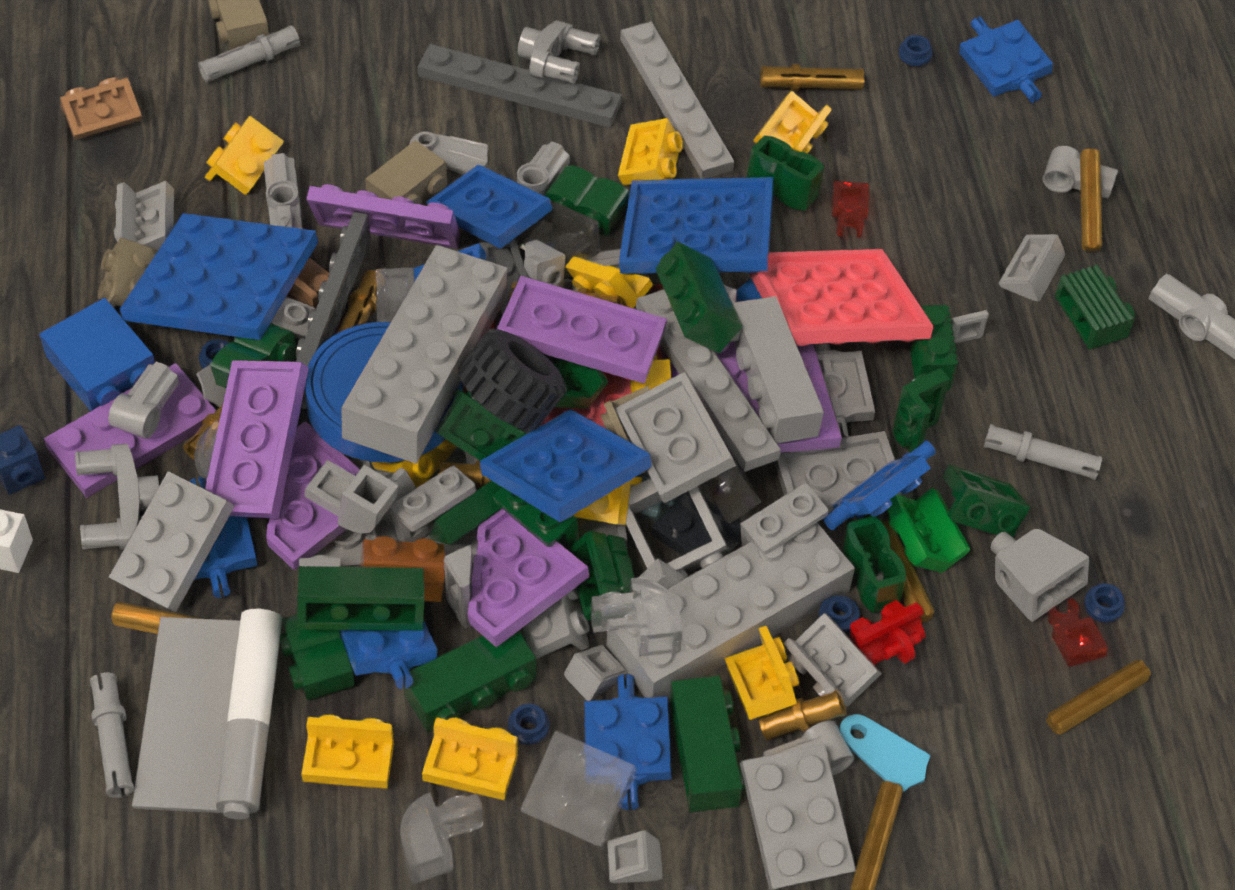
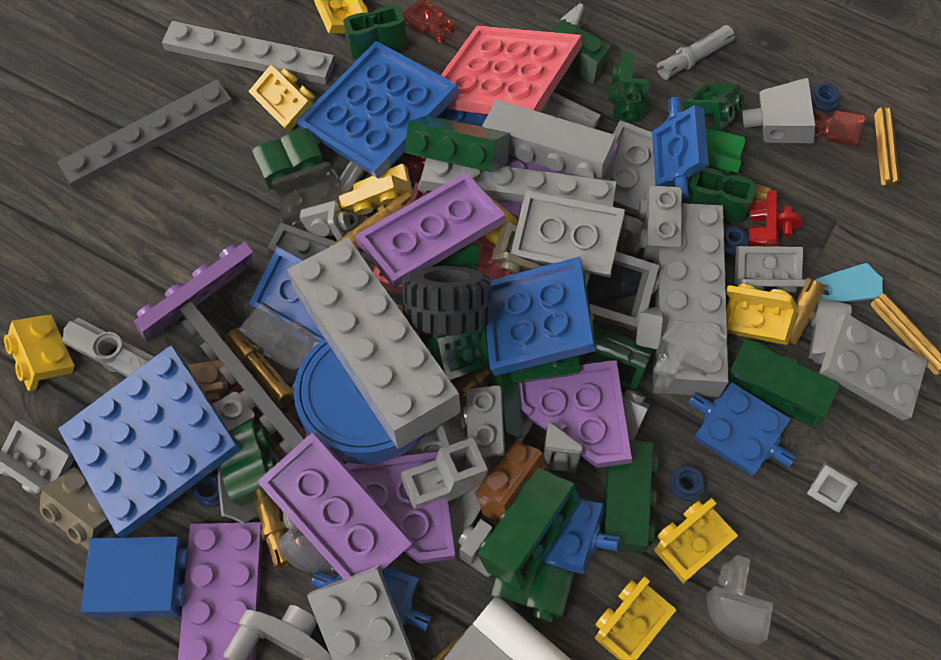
camera: 50 degrees left, 10 degrees up
(141, 408) = (221, 578): light grey piece -> none
(410, 174) = (168, 255): dark tan brick -> none
(459, 153) = (163, 214): light grey piece -> none
(492, 205) = (245, 215): blue plate -> none
(543, 168) = (241, 172): light grey piece -> none
(546, 45) = (135, 96): light grey connector -> none
(579, 789) = (777, 485): clear brick -> none
(593, 672) = (672, 414): light grey slope -> none

